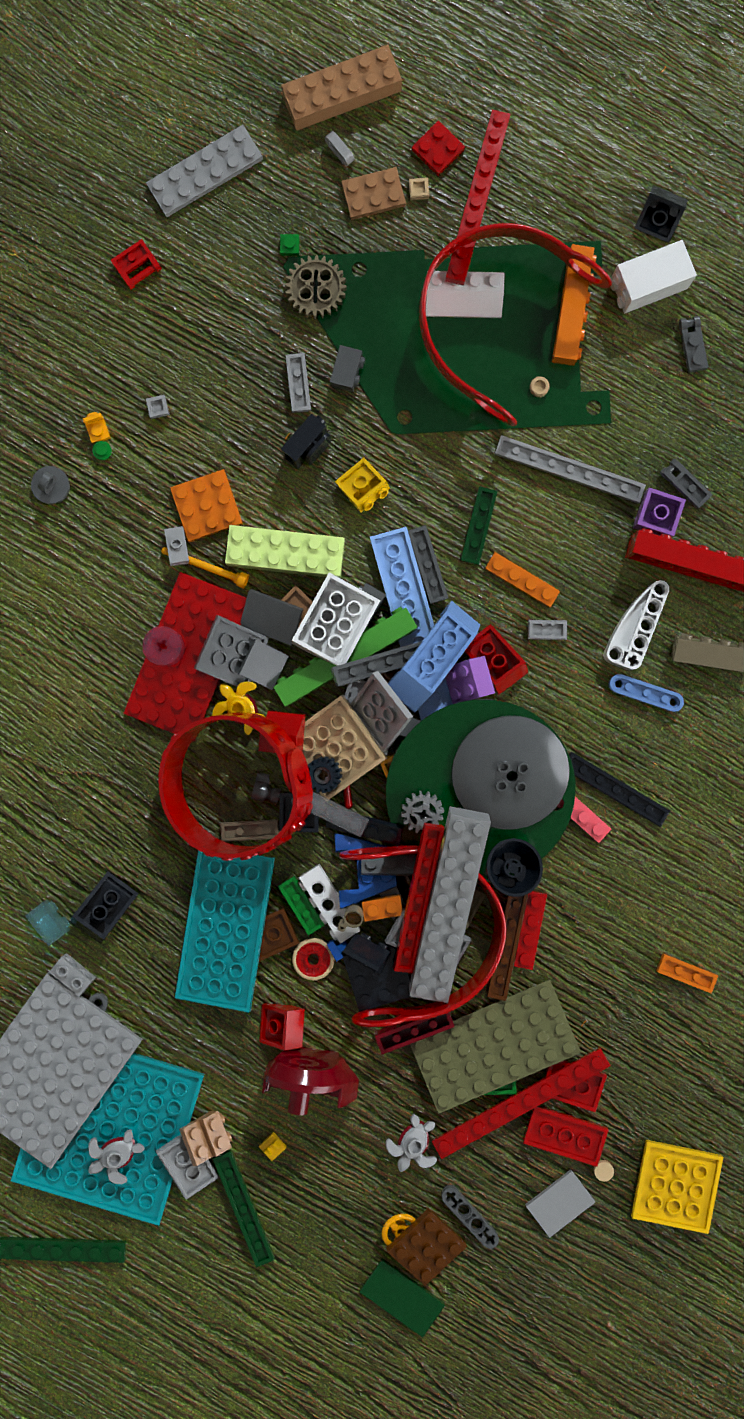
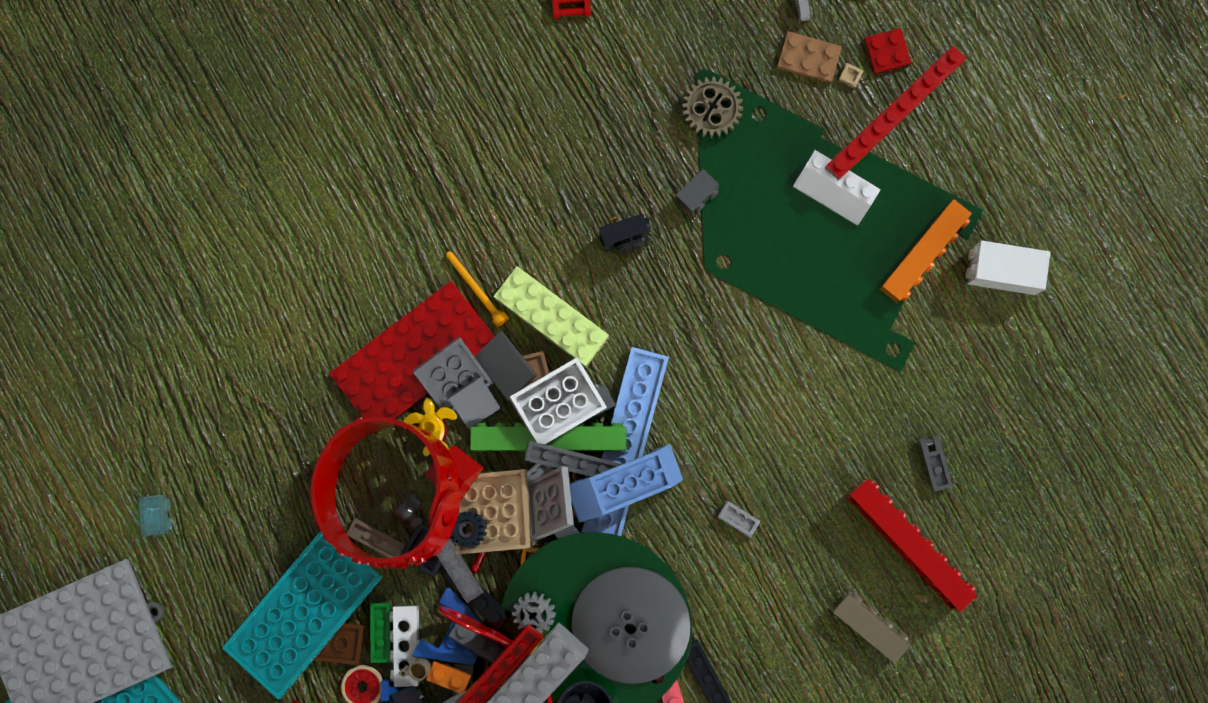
camera: 30 degrees right, 5 degrees down
(50, 485) = (386, 142): dark grey tile -> none
(72, 974) = (147, 573): light grey brick -> none
(96, 427) = (454, 117): light orange bracket -> none
(102, 450) = (447, 138): green plate -> none
(103, 907) = (209, 531): black slope -> none
(157, 406) = (517, 129): light grey plate -> none
(159, 636) = (408, 336): clear pink brick -> none
(176, 546) = (461, 257): light grey plate -> none
(206, 505) = (508, 237): orange plate -> none
(289, 245) = (711, 59): green plate -> none
(298, 383) = (649, 179): light grey plate -> none
(363, 485) = (652, 299): yellow plate -> none
(428, 564) = (668, 400): dark grey plate -> none
(469, 680) = (643, 522): medium lavender brick -> none
(479, 525) = (732, 393): dark green plate -> none
(499, 230) = (906, 160): red piece -> none
(502, 660) = (678, 518): red slope -> none
(522, 580) = (742, 462): orange plate -> none
(539, 386) = (855, 304): tan tile -> none
(570, 469) = (840, 391): light grey plate -> none
(630, 628) = (811, 562): white beam -> none
(646, 693) = (793, 626): medium blue plate -> none
(659, 512) = (895, 475): medium lavender brick -> none
(661, 213) = (1048, 217): black slope -> none
(693, 344) = (1012, 346): dark grey plate -> none

